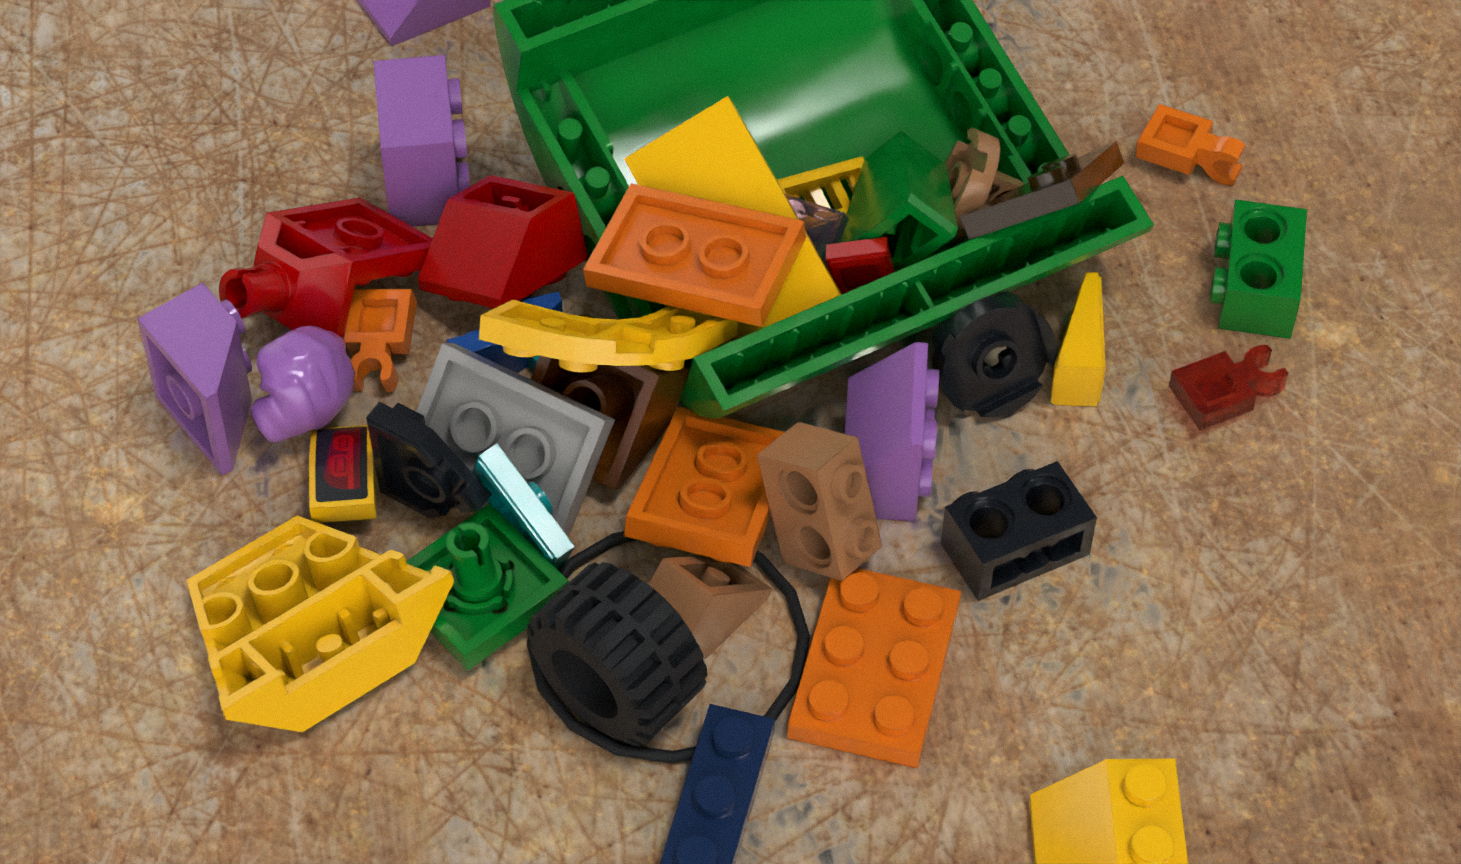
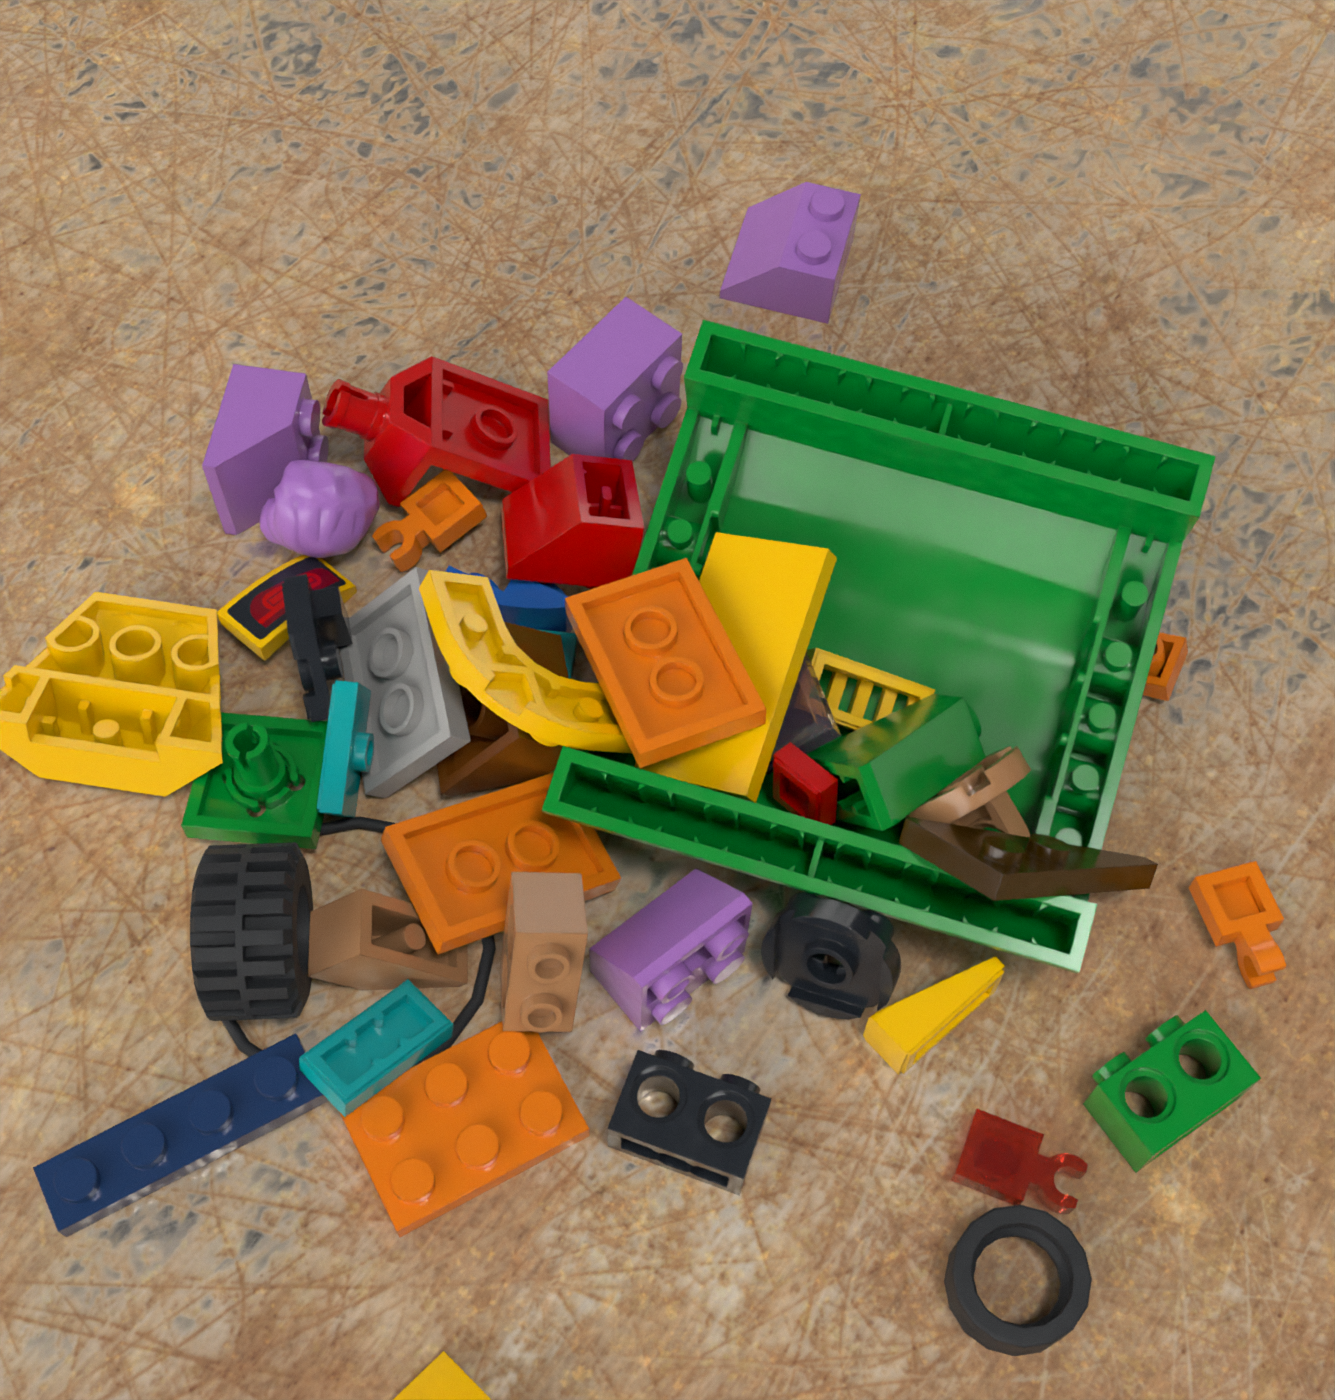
camera: 45 degrees right, 10 degrees up
(773, 663) = (375, 1047): none -> teal plate
(1310, 406) = (1062, 1249): none -> black tyre

